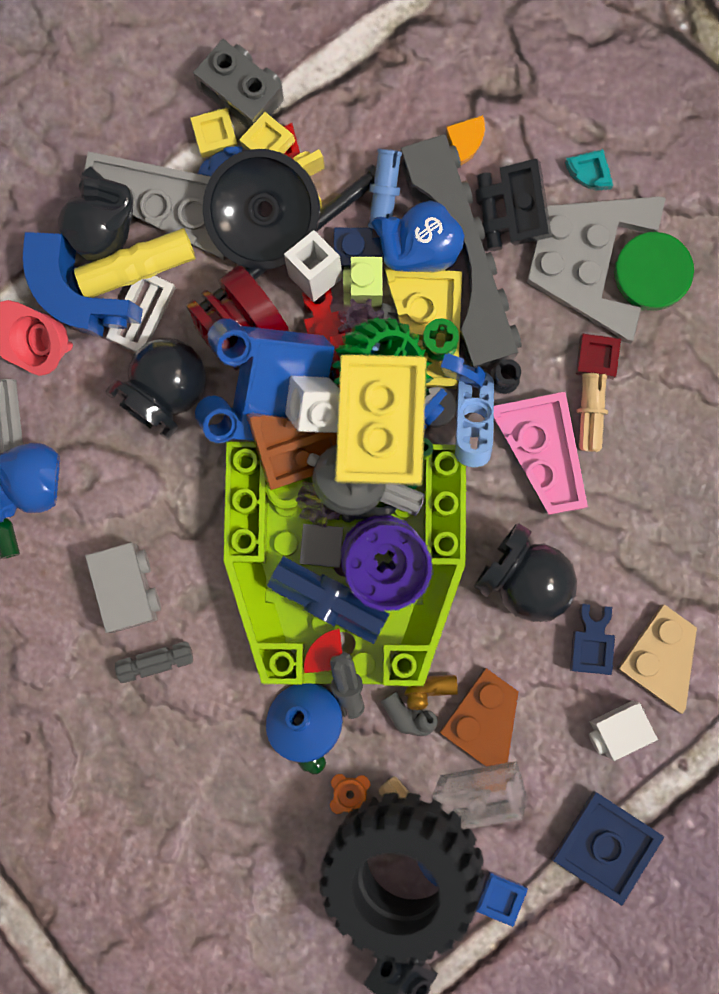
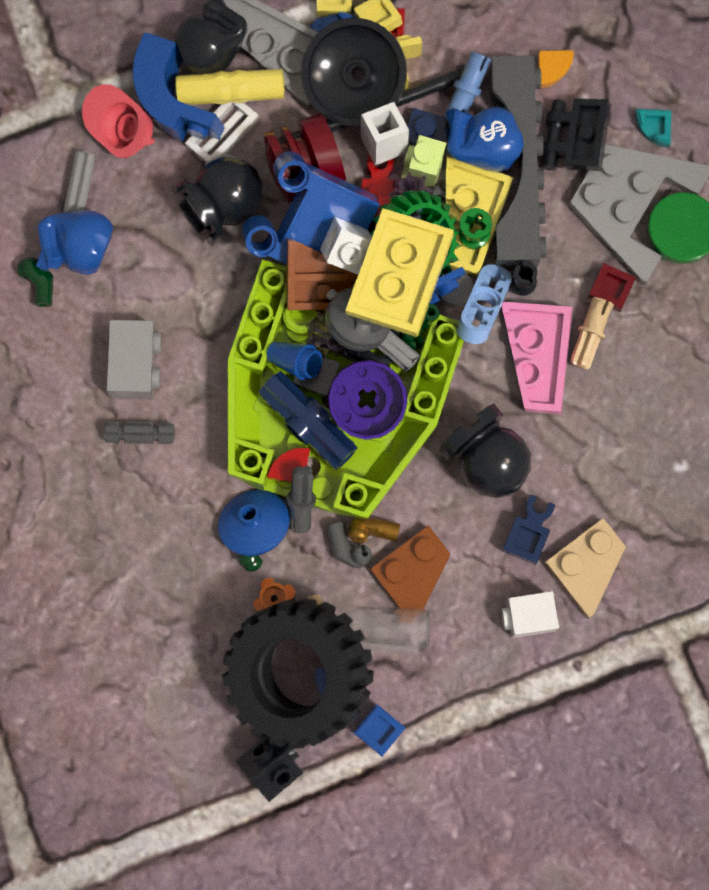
camera: 15 degrees right, 5 degrees down
(297, 539) = (297, 359): none -> blue cone
(454, 368) = (478, 257): blue tile -> none
(607, 848) = (487, 713): dark blue plate -> none

